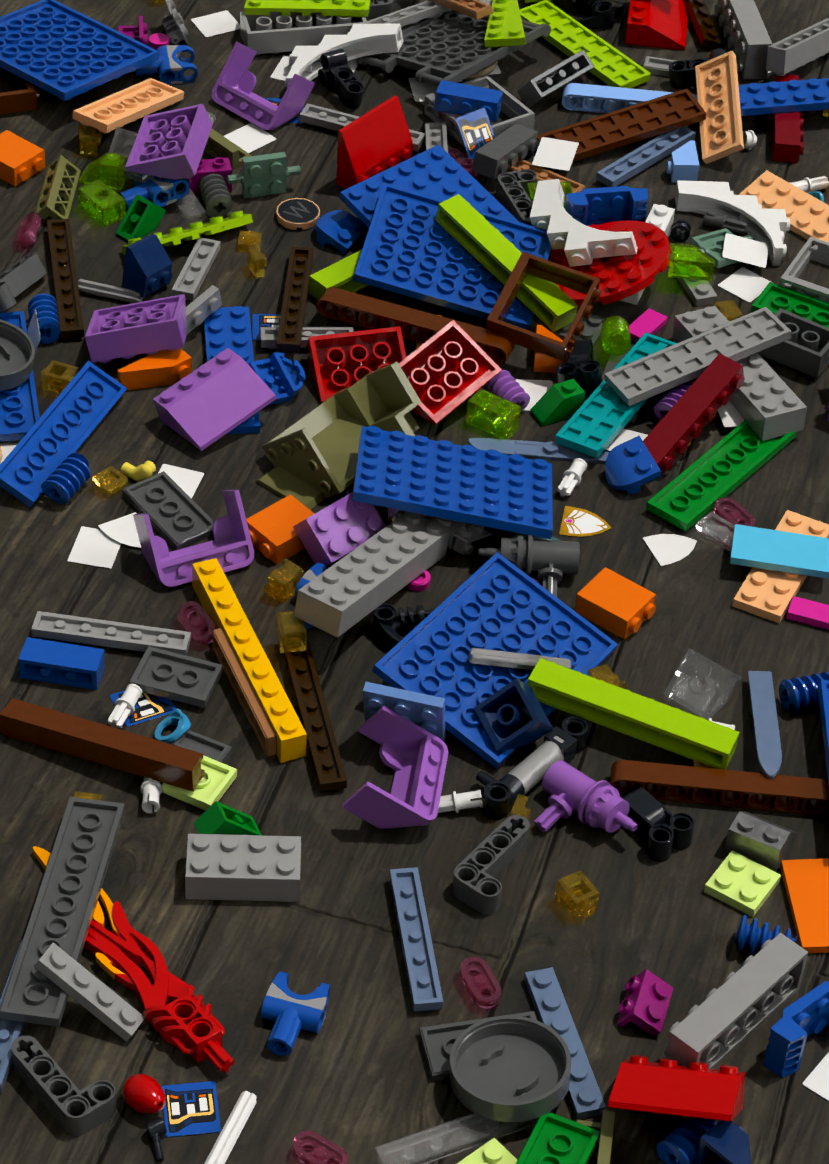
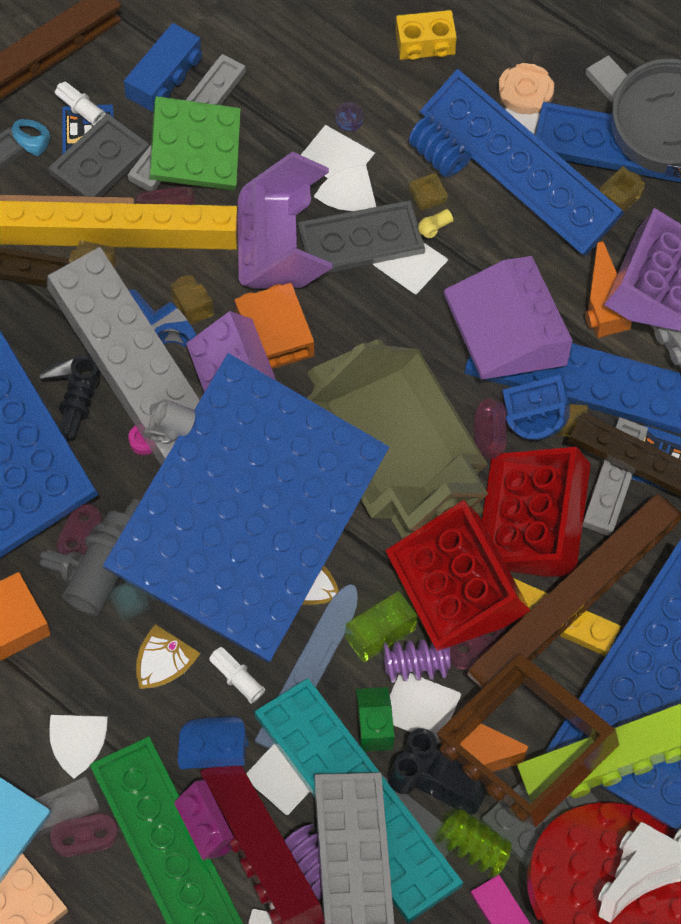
camera: 115 degrees right, 20 degrees up
(54, 546) = (349, 116): none -> clear purple tile
(135, 616) = (194, 143): none -> bright green plate
(303, 400) = (490, 428): none -> clear pink plate
(424, 522) = (169, 421): none -> light grey piece
(691, 445) = (204, 821): none -> magenta bracket

